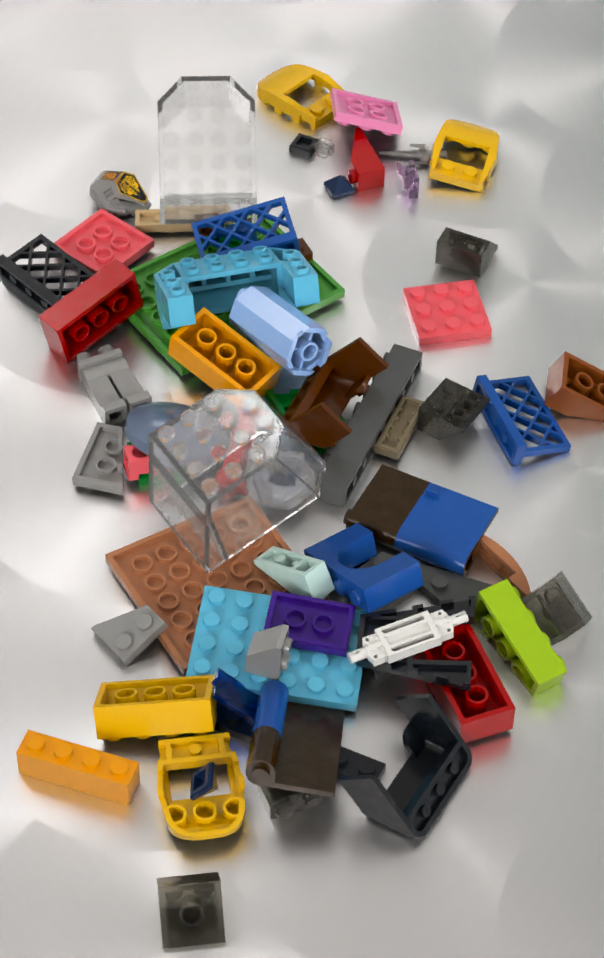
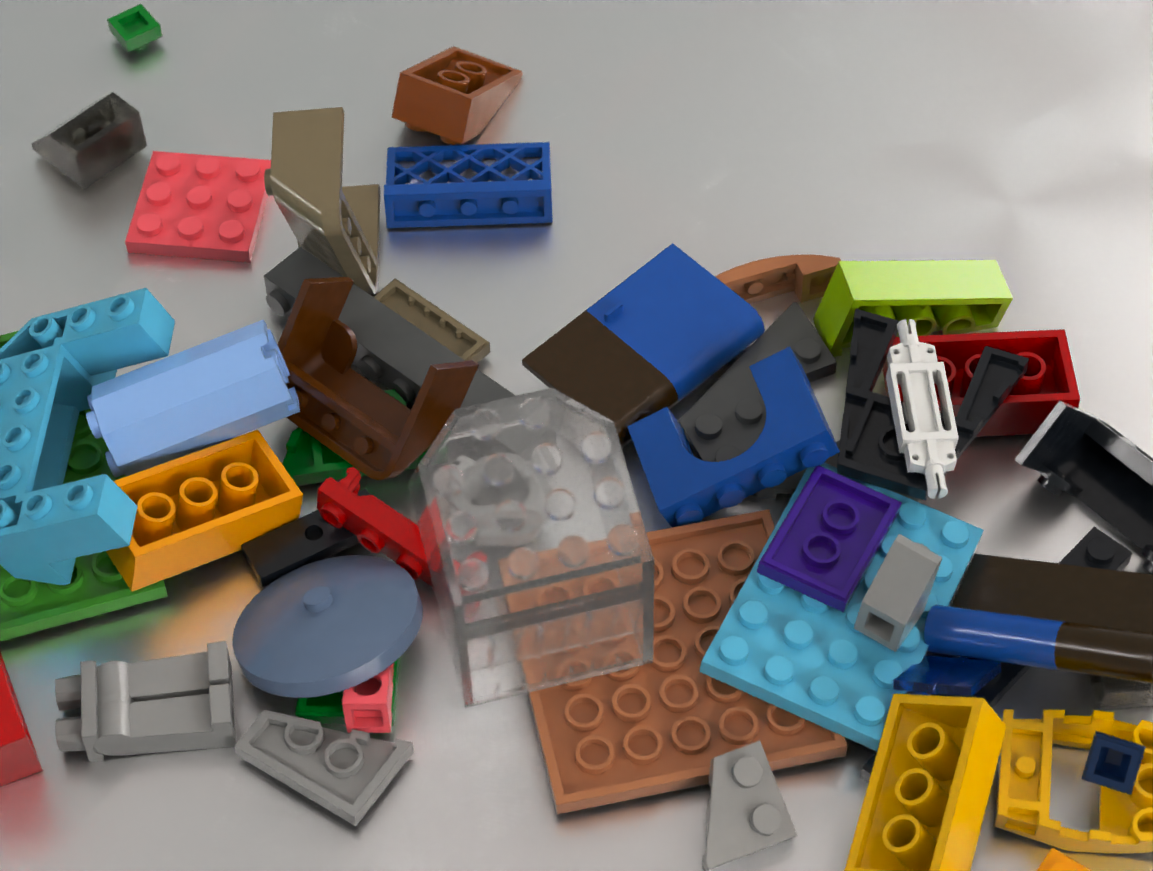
camera: 70 degrees left, 5 degrees up
(296, 572) = (714, 529): light aqua slope -> none
(426, 369) = (306, 182): none -> dark tan windscreen
(449, 410) = (434, 249): clear smoke slope -> none
(557, 608) = (876, 234): clear smoke slope -> none
(563, 244) = (134, 28): none -> green plate

